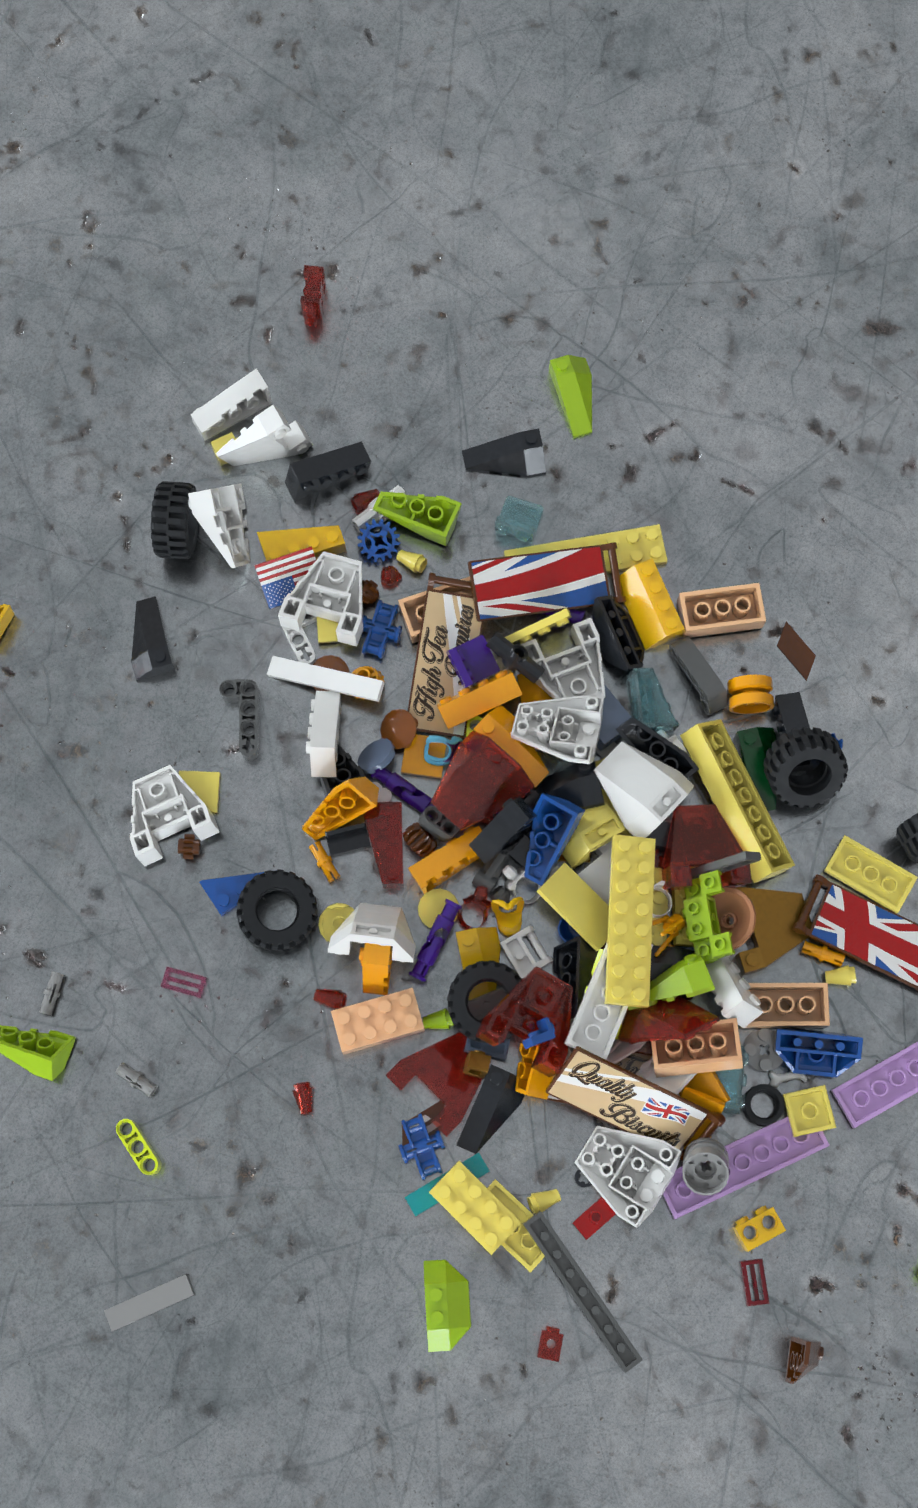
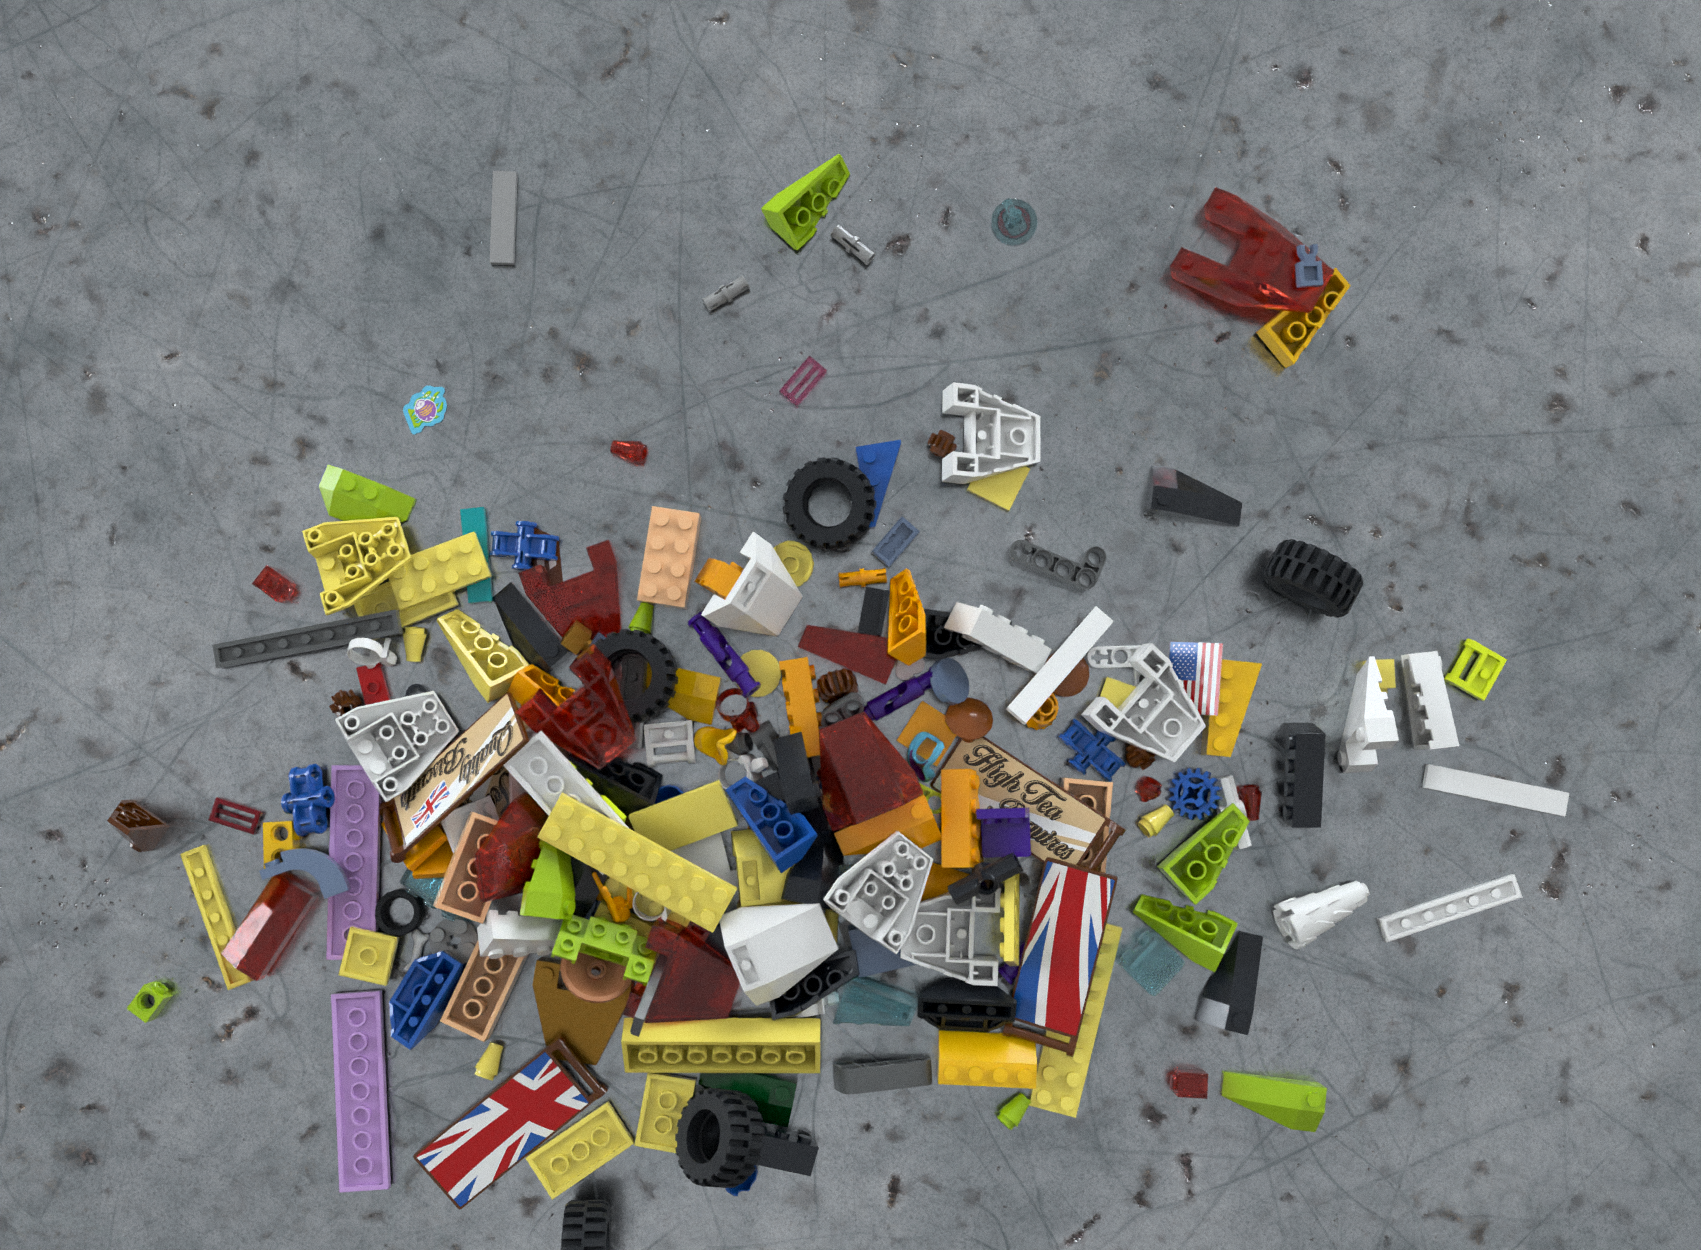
camera: 110 degrees right, 10 degrees up
(129, 1142) = (646, 262): neon yellow beam -> none
(192, 378) = (1481, 675): none -> neon yellow plate
(222, 519) = (1290, 630): white wedge -> none
(276, 336) = (1495, 790): none -> white tile
(284, 848) = (895, 542): none -> sand blue plate
(313, 294) = (1528, 853): clear red hips -> none
(331, 998) = (716, 521): clear red cone -> none
(343, 1290) = (425, 408): none -> sticker
(378, 333) = (1449, 908): none -> white tile
(425, 418) = (1317, 912): none -> white cone
(482, 496) = (1194, 933): none -> lime wedge
(496, 1281) = (355, 557): none -> light yellow wedge
(529, 1132) = (483, 655): none -> light yellow wedge
(545, 1033) = (558, 710): blue bracket -> none
(565, 1226) = (378, 652): none -> white piece
(593, 455) = (1189, 1083): none -> clear red brick
(620, 1232) = (344, 702): none -> reddish brown gear
(677, 569) = (1013, 1112): none -> lime cone
(705, 1177) = (359, 819): light grey wheel -> none
(706, 1227) = (308, 800): none -> blue axle
(721, 610) = (942, 1137): light nougat brick -> none
(750, 694) = (833, 1120): light orange wheel -> none
(760, 1176) = (321, 866): none -> sand blue arch
(796, 650) = (862, 1198): reddish brown sticker -> none
(809, 824) = (661, 1109): none -> light yellow plate
(822, 953) = (521, 1054): light orange pin -> none
(827, 1207) = (268, 926): none -> clear red slope
(842, 1257) = (213, 910): none -> light yellow tile

